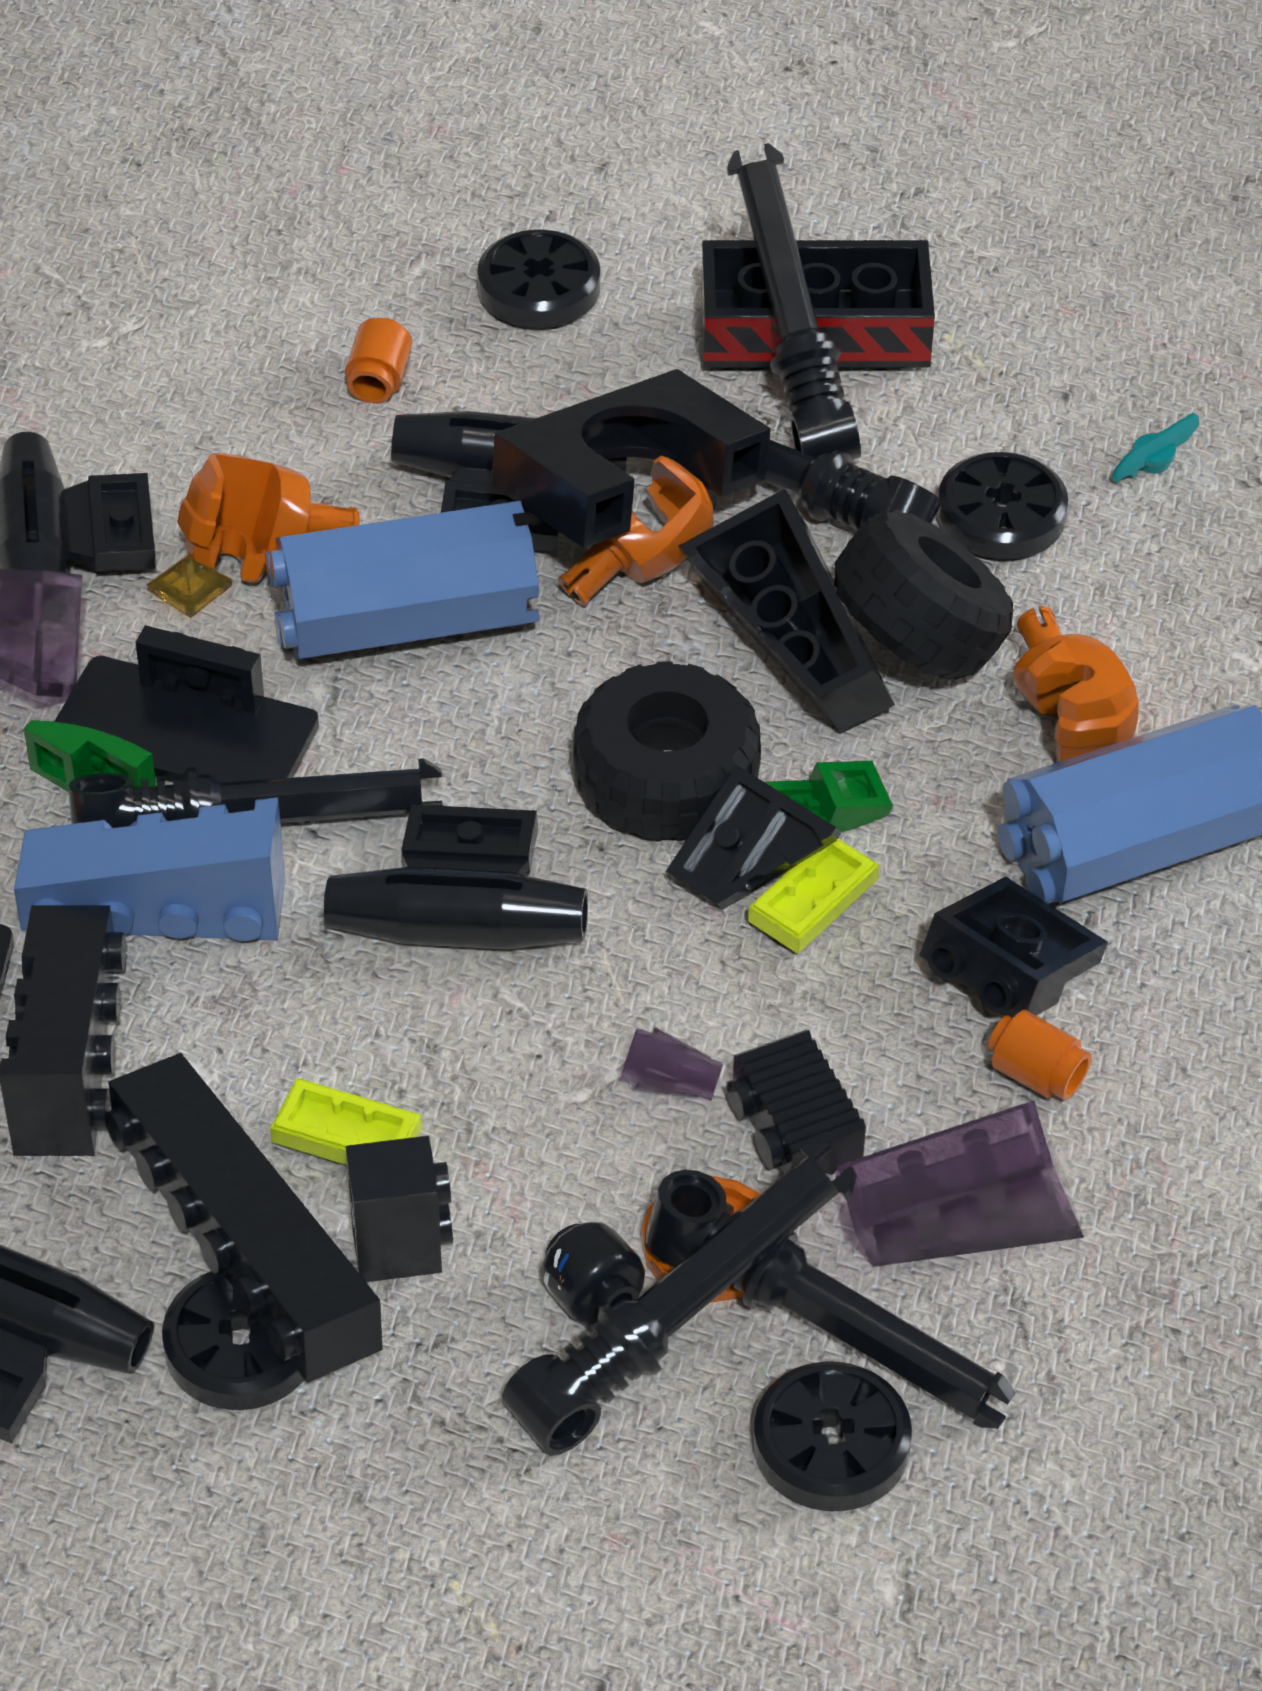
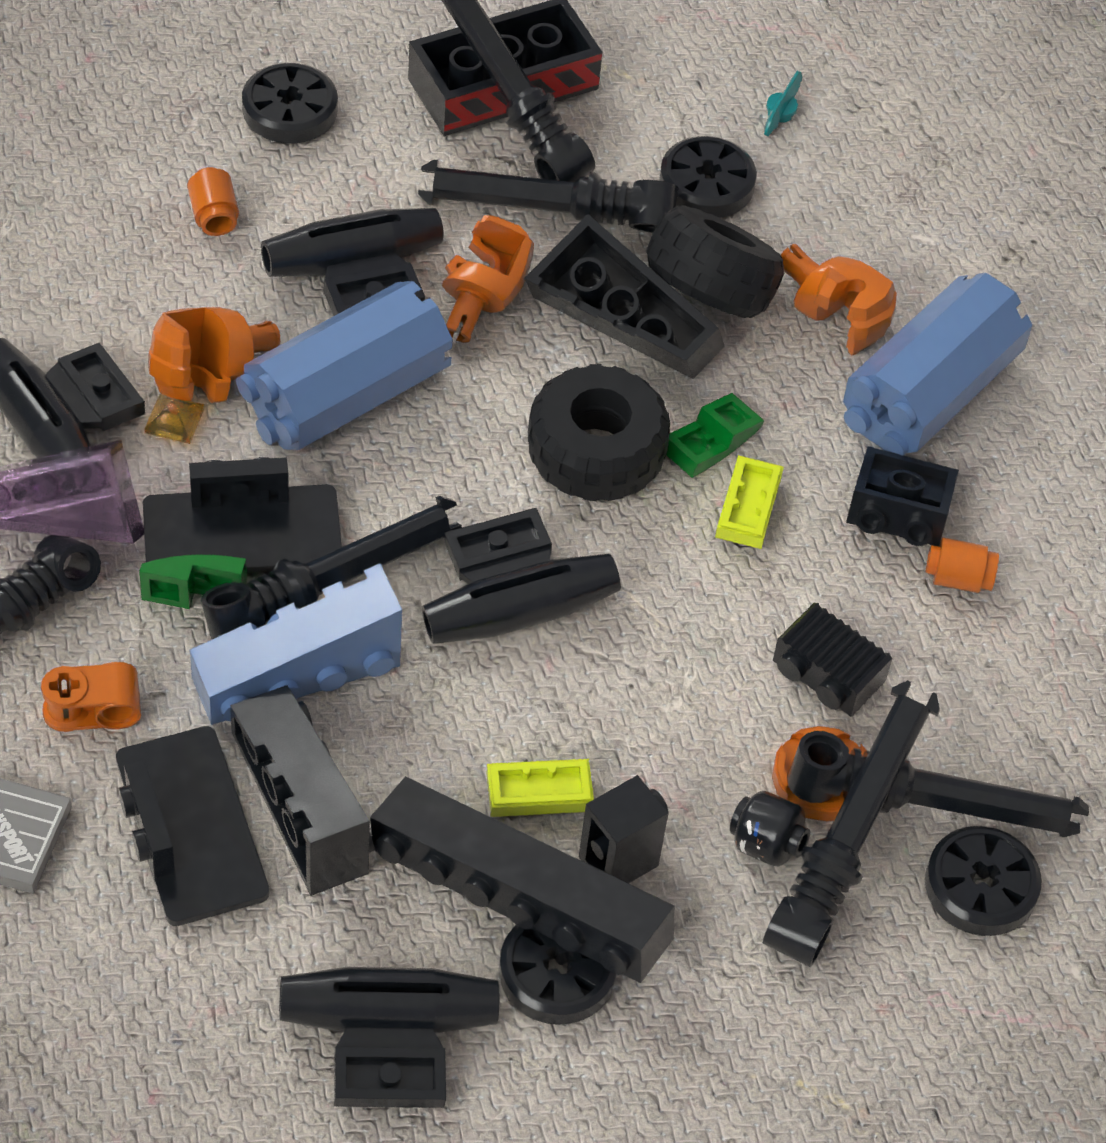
camera: 30 degrees left, 5 degrees up
(561, 458) = (459, 186): black arch -> none
(669, 1066) = (727, 661): clear purple cone -> none
(747, 840) = (692, 479): black wing -> none
(963, 1191) = (981, 676): clear purple wedge -> none

